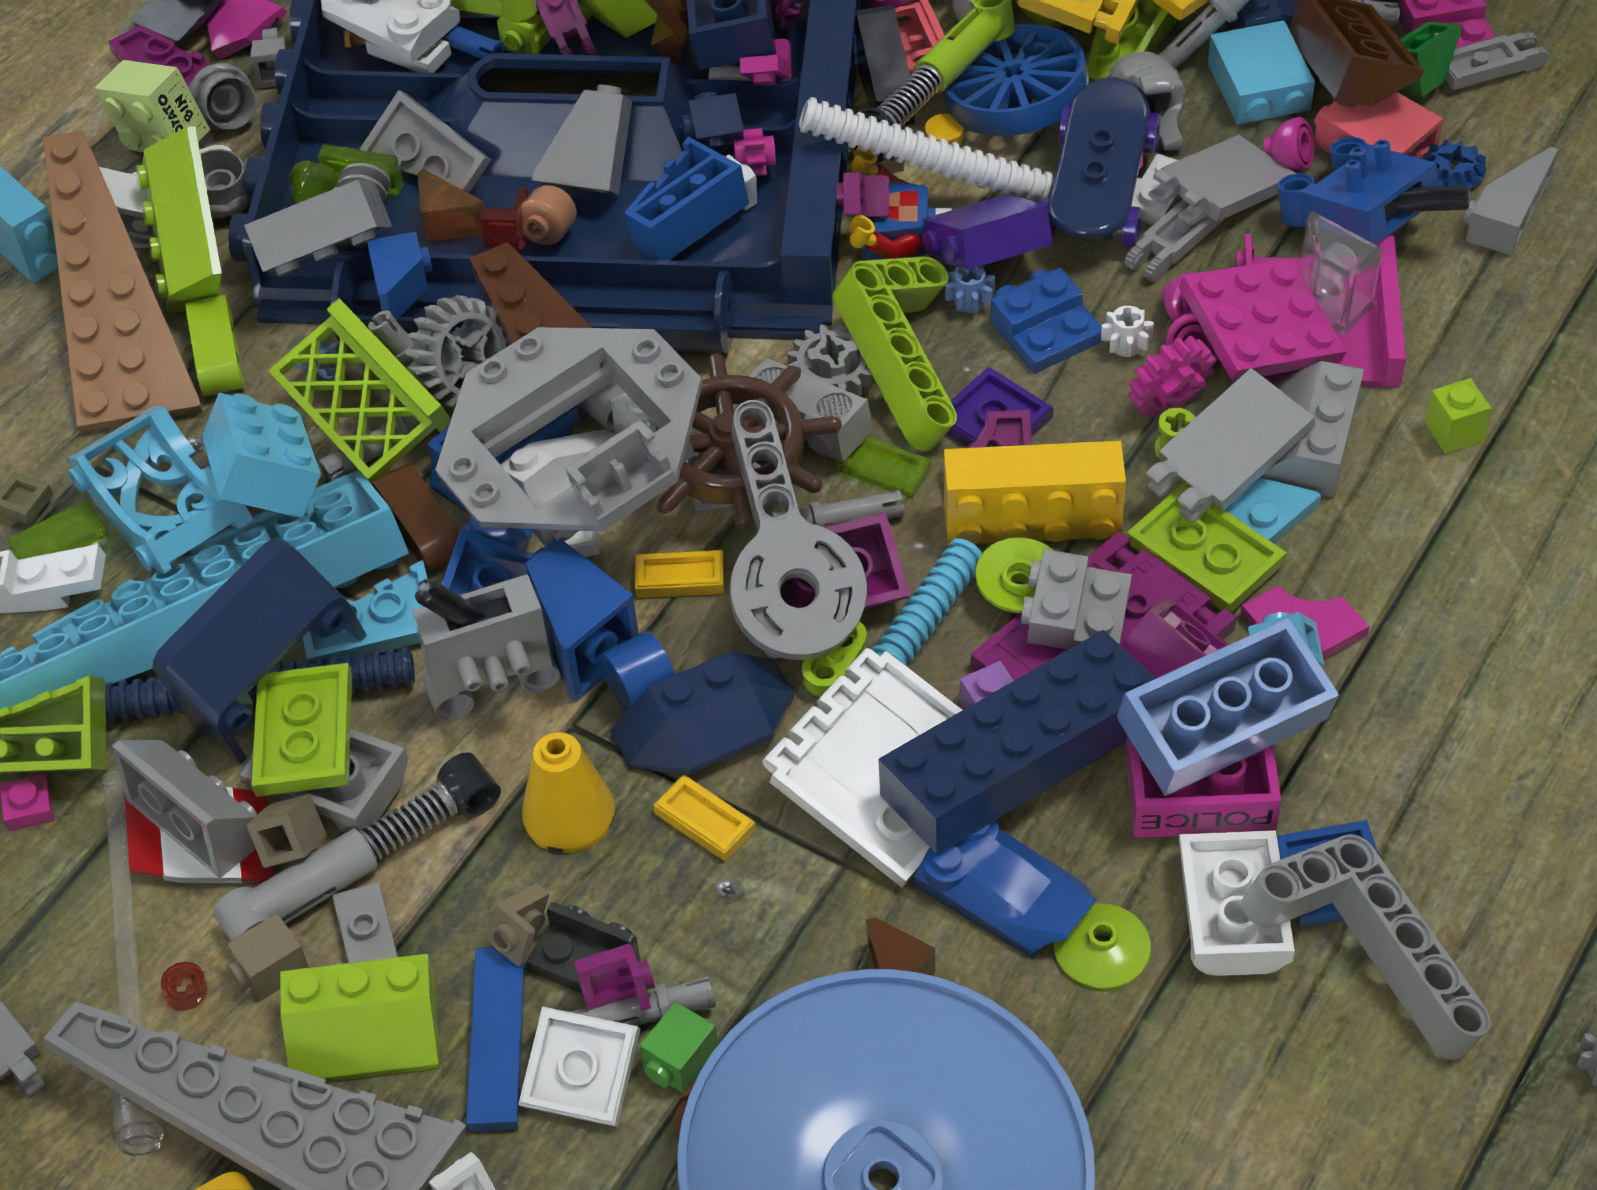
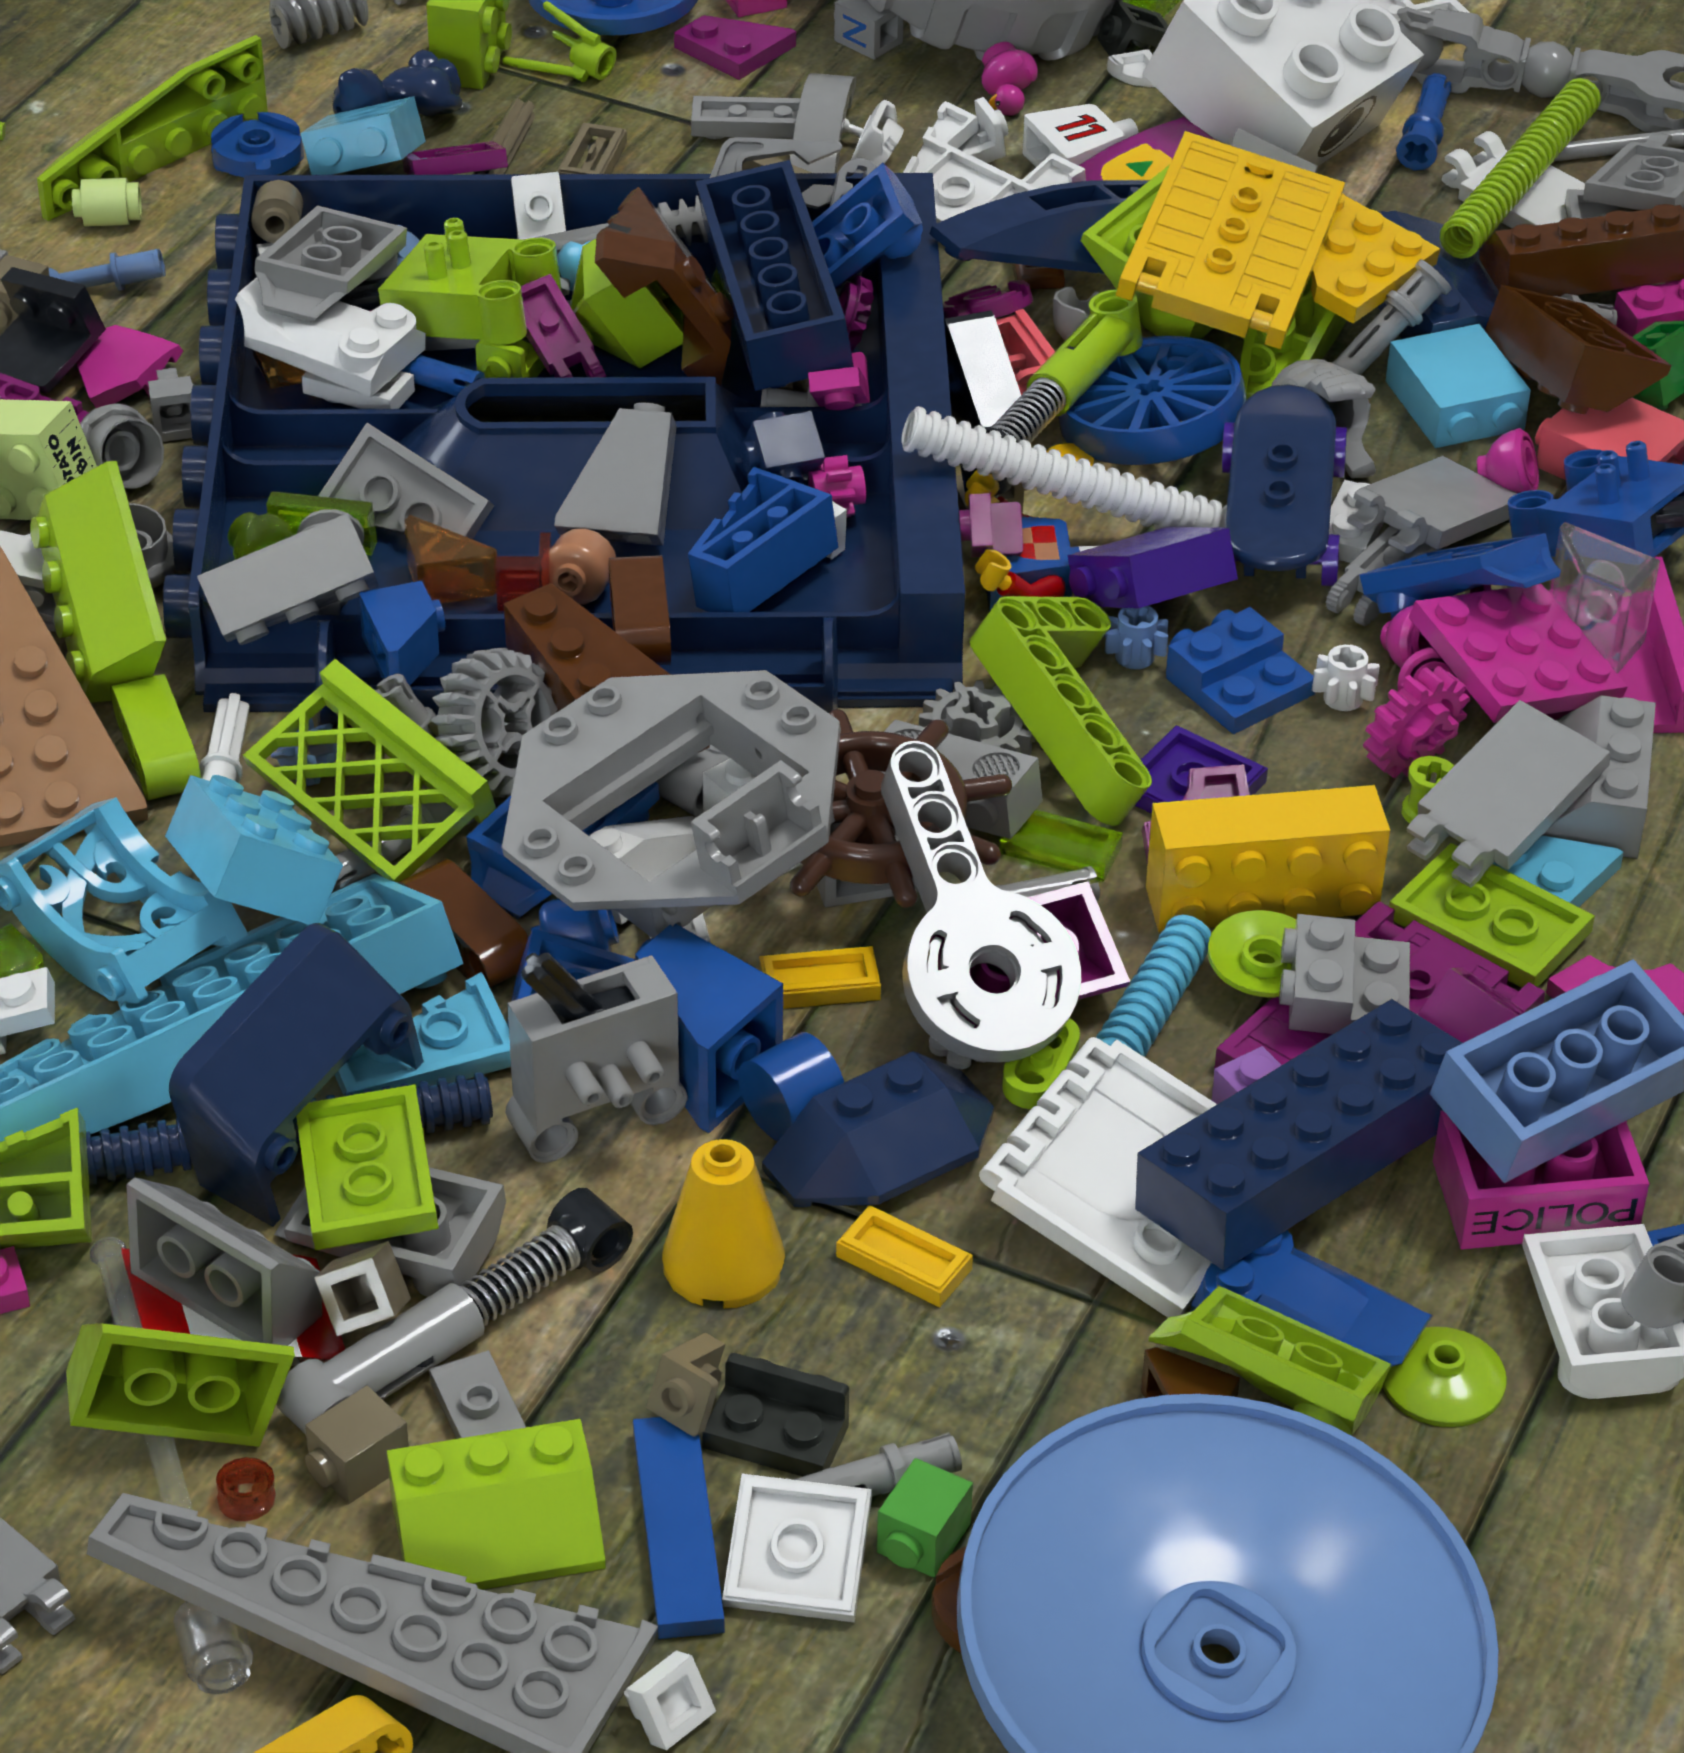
camera: 10 degrees left, 10 degrees down
(134, 904) = (175, 1383): none -> lime slope
(265, 356) = (226, 740): none -> white axle
(581, 259) = (641, 605): none -> reddish brown beam
(614, 977) = (831, 1434): magenta bracket -> none
(971, 932) = (1280, 1357): none -> lime slope
(1221, 243) = (1451, 571): none -> blue slope

